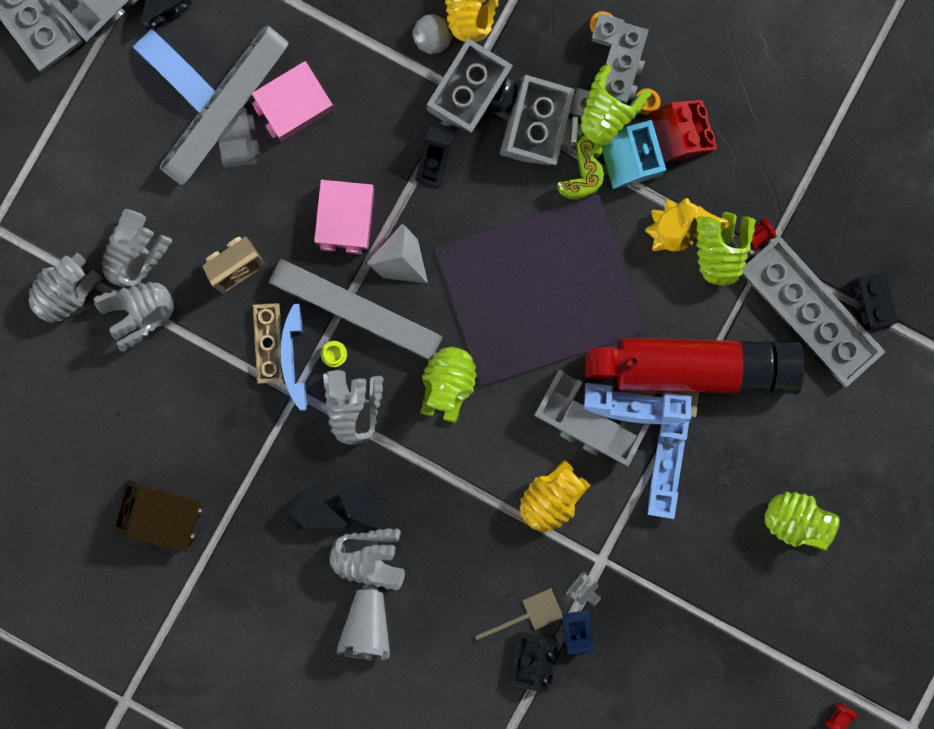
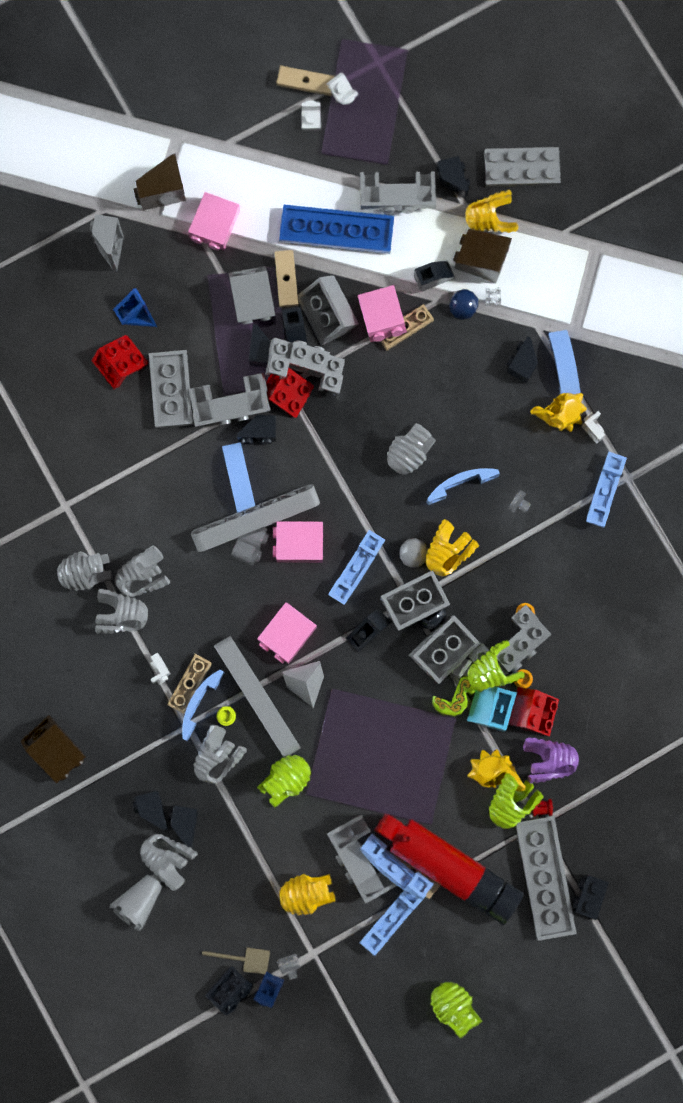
camera: 35 degrees right, 5 degrees down
(220, 344) = (159, 665): none -> white bracket
(233, 265) = (198, 621): tan slope -> none
(377, 90) = (356, 567): none -> light blue slope
(741, 167) = (557, 758): none -> medium lavender hair

